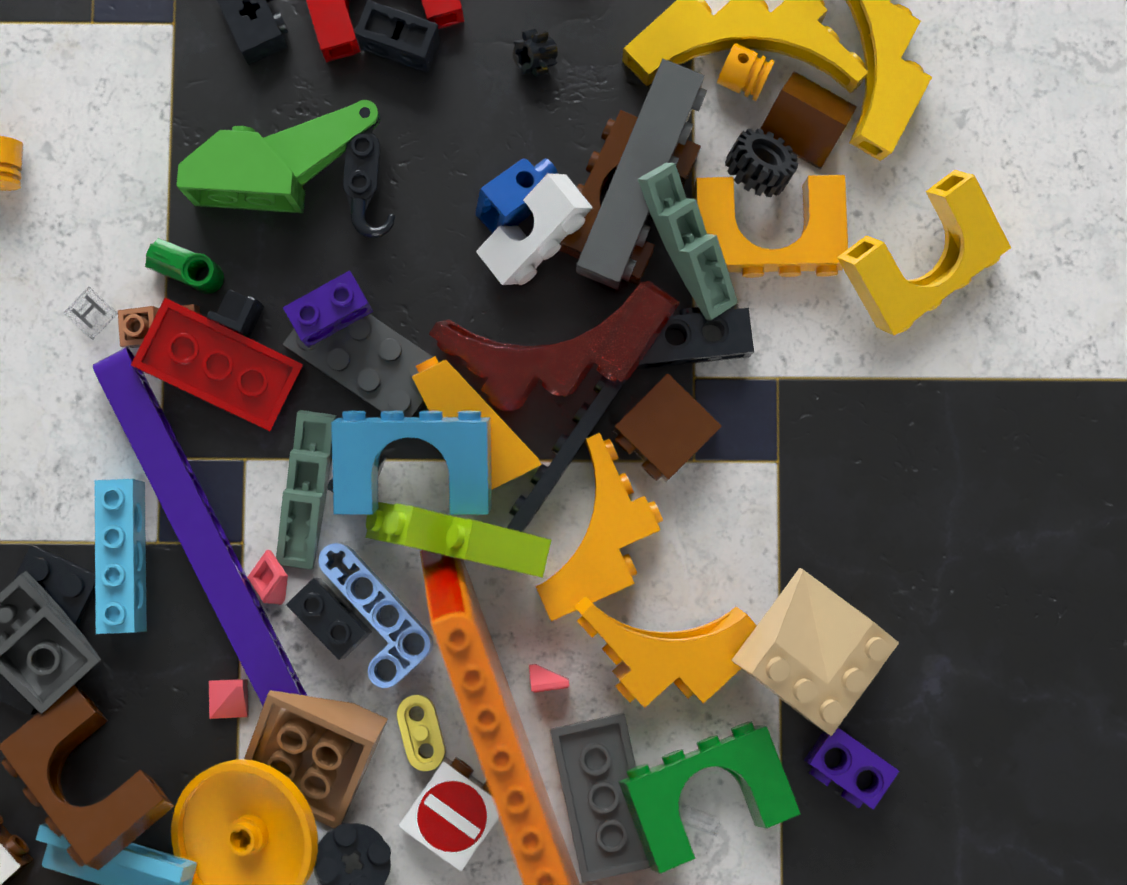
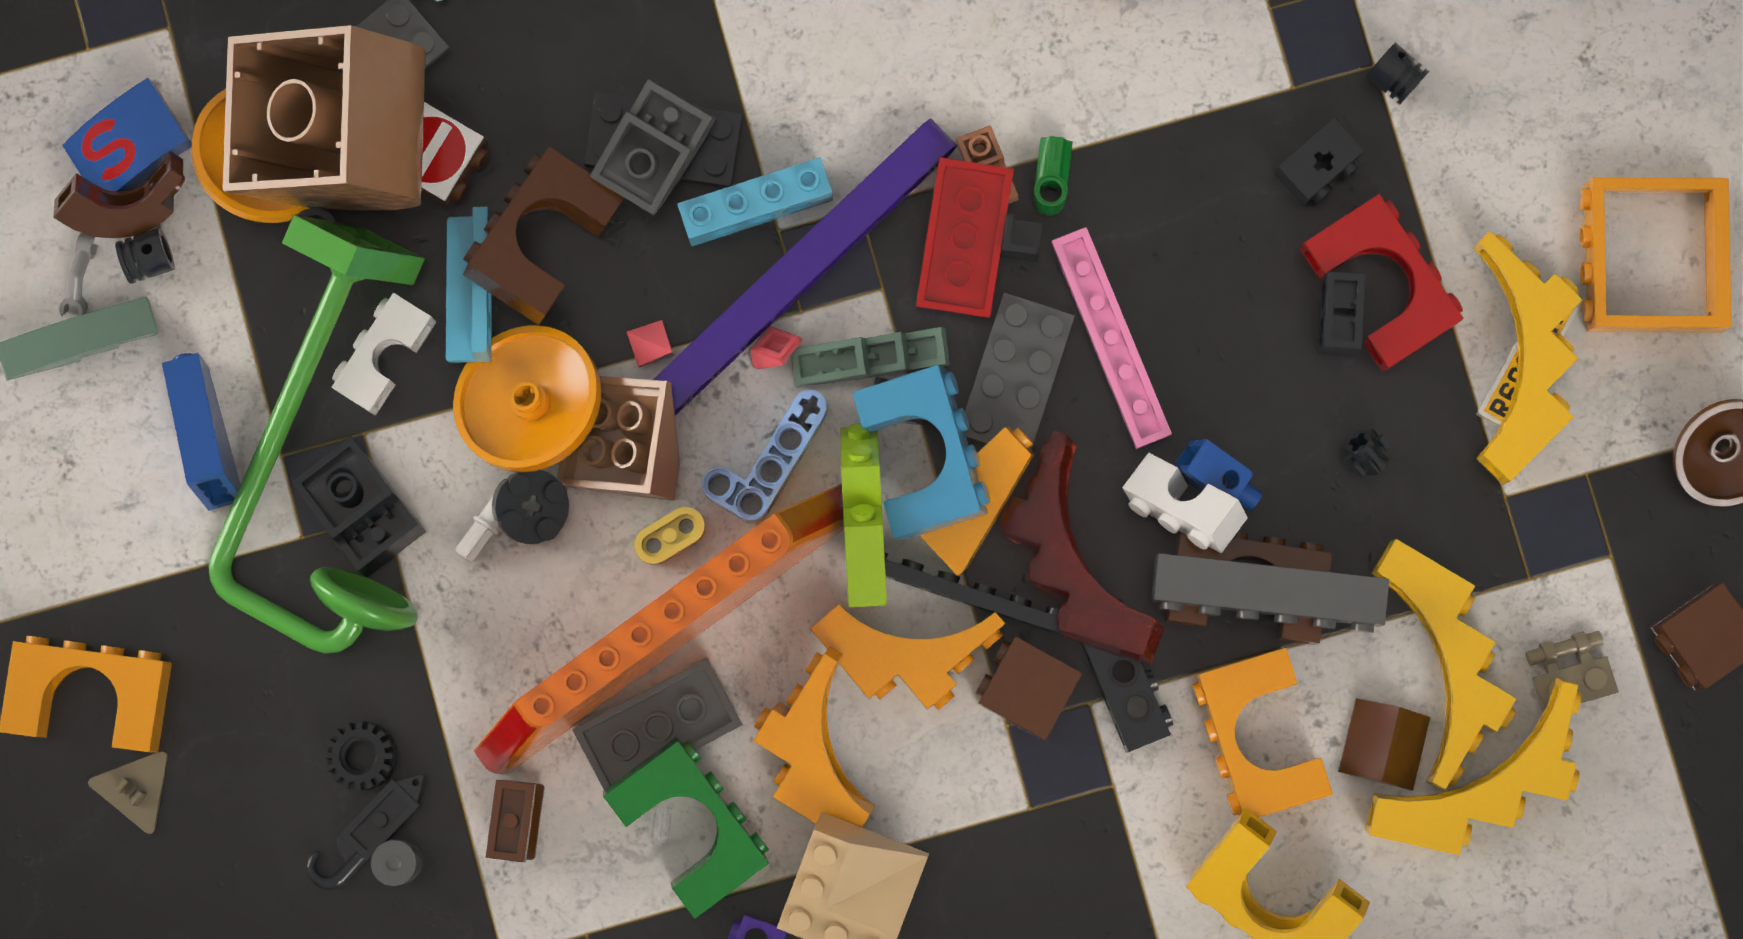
camera: 80 degrees right, 0 degrees up
(90, 313) = (981, 99): clear tile -> none
(268, 173) = (1170, 233): bright green slope -> none
(328, 309) = (1048, 327): dark purple brick -> none
(328, 618) = (753, 416): black brick -> none
(358, 254) = (1111, 338): none -> bright pink plate
(452, 813) = (603, 586): piece -> none
(546, 680) = (752, 639): coral slope -> none
(687, 242) = (1216, 653): sand green slope -> none
(745, 71) = (1411, 667): light orange piece -> none
(761, 162) = (1335, 712): black tyre -> none

